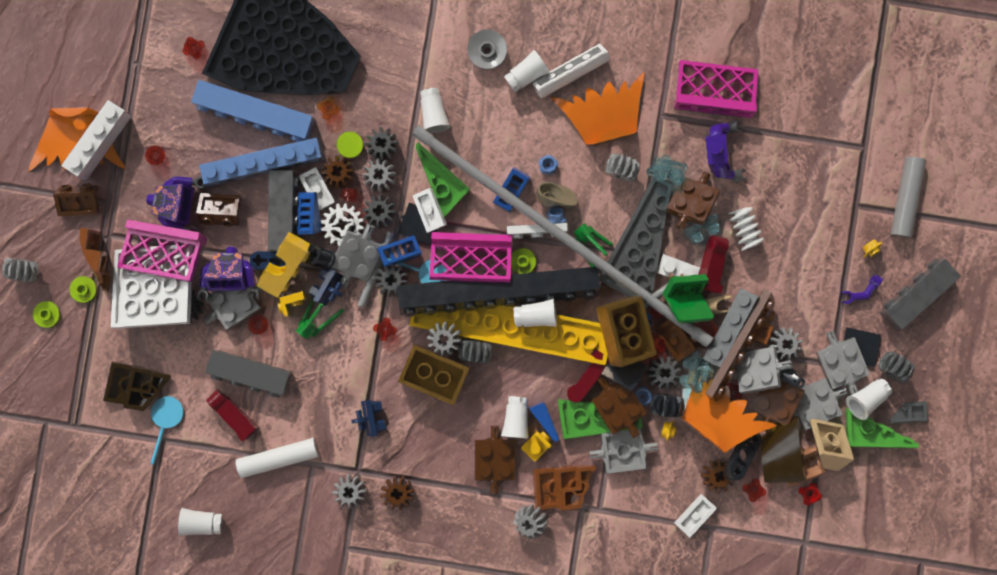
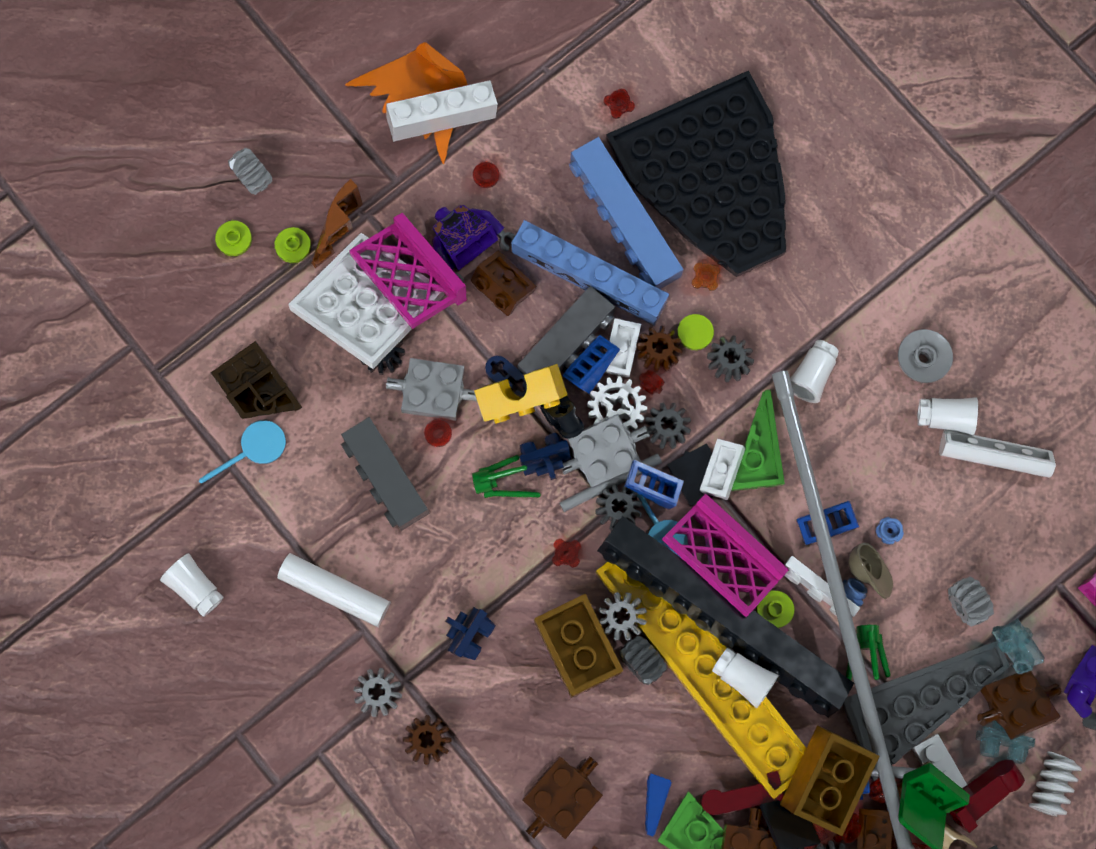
camera: 40 degrees right, 10 degrees down
(76, 200) = (367, 152): reddish brown bracket -> none
(226, 273) = (455, 352): dark purple torso -> none
(232, 415) = (328, 503): dark red leg -> none
(293, 299) = (499, 439): yellow bracket -> none
(372, 175) = (709, 394): light grey gear -> none
(516, 418) = (625, 772): white plant -> none
(536, 445) = (622, 822): yellow bracket -> none
(605, 115) = (994, 531): orange piece -> none

